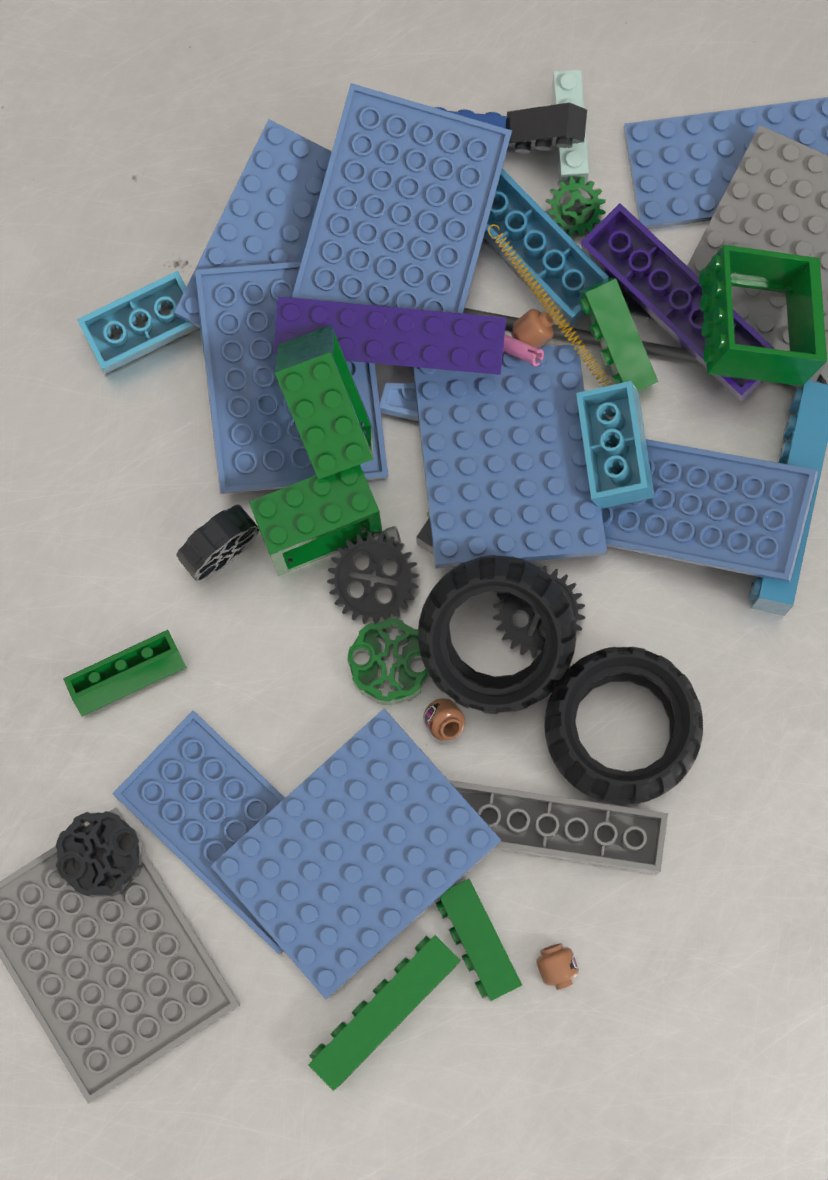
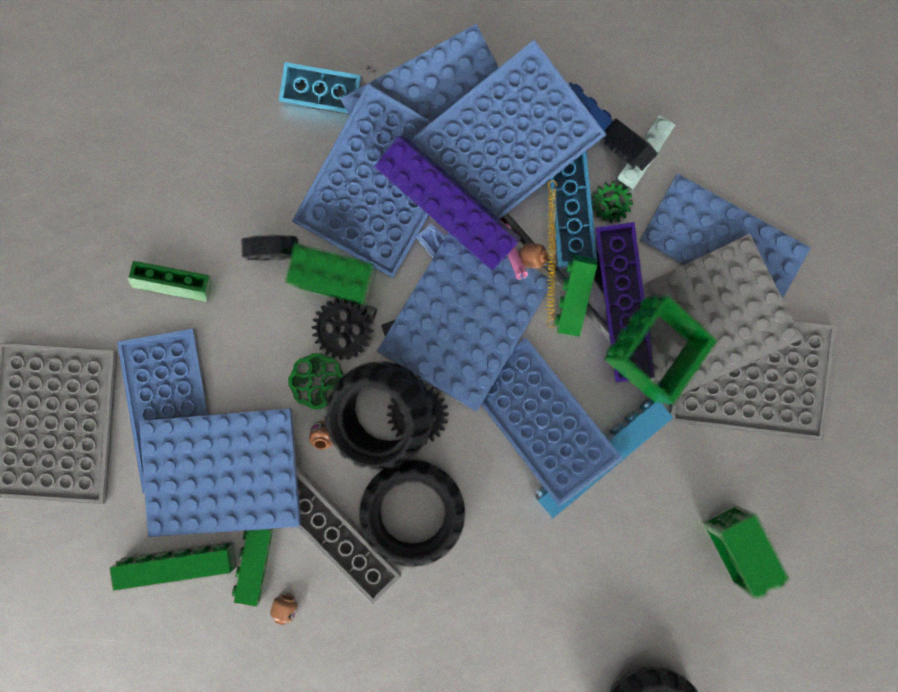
camera: 30 degrees right, 10 degrees up
(115, 829) = (89, 382): black connector -> none
(324, 402) = (378, 217): green window -> none
(600, 434) = (521, 345): medium azure brick -> none

